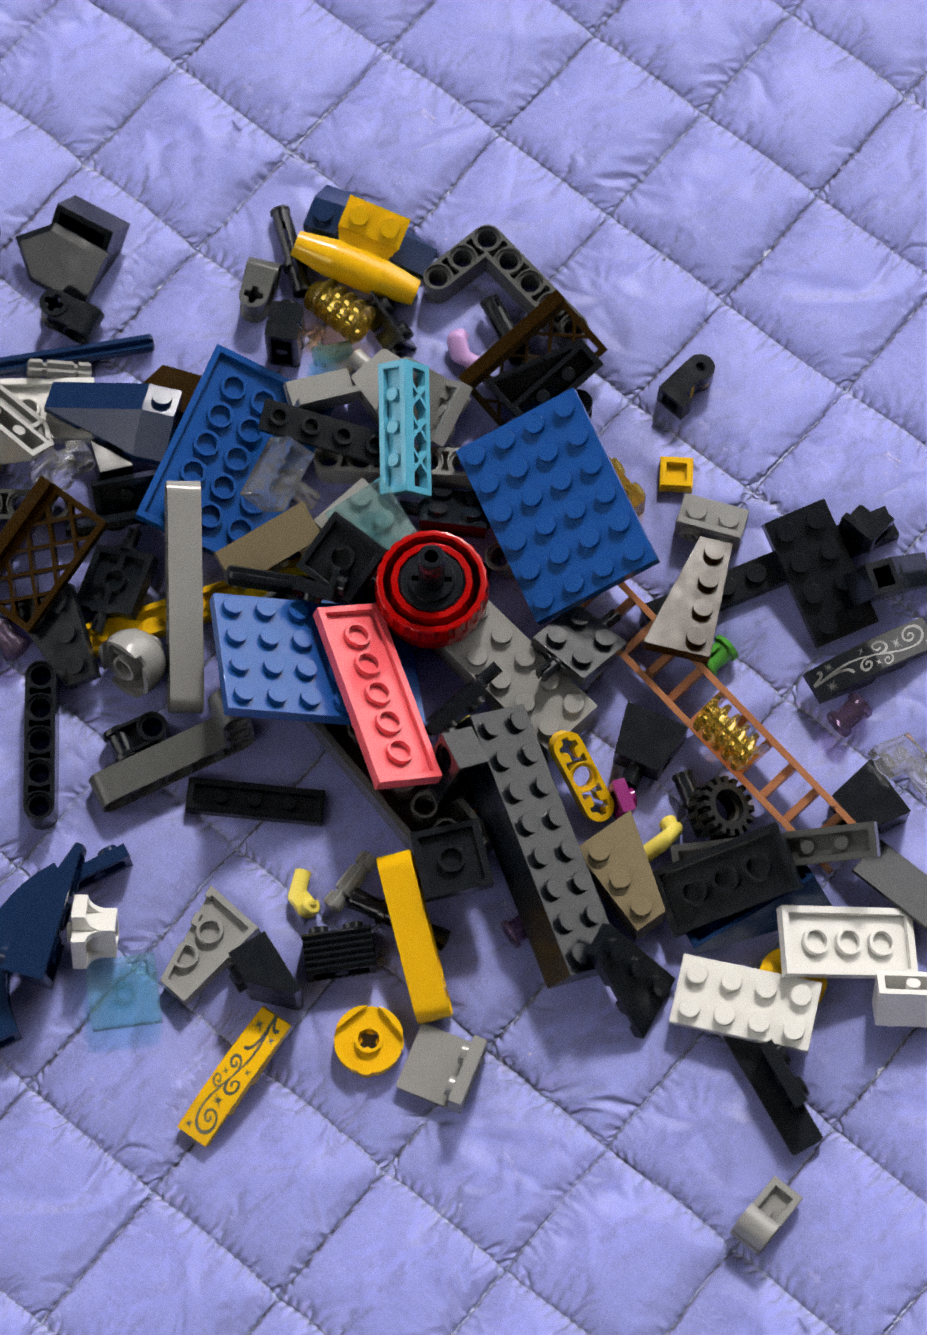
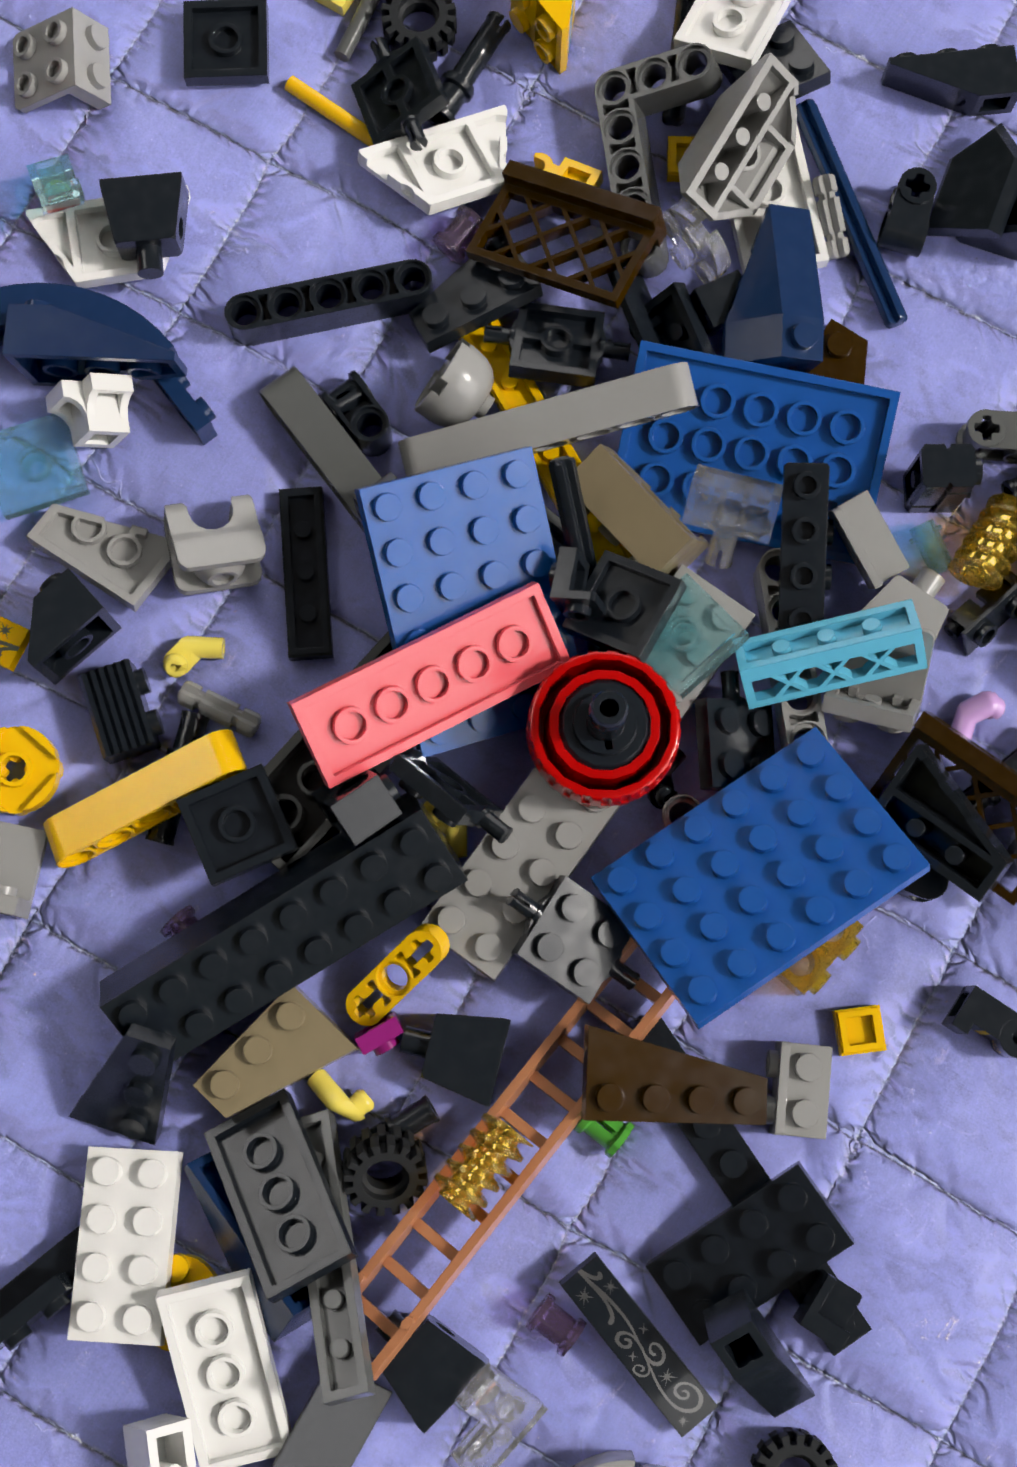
camera: 80 degrees right, 10 degrees up
(233, 863) = (218, 557): none -> light grey piece

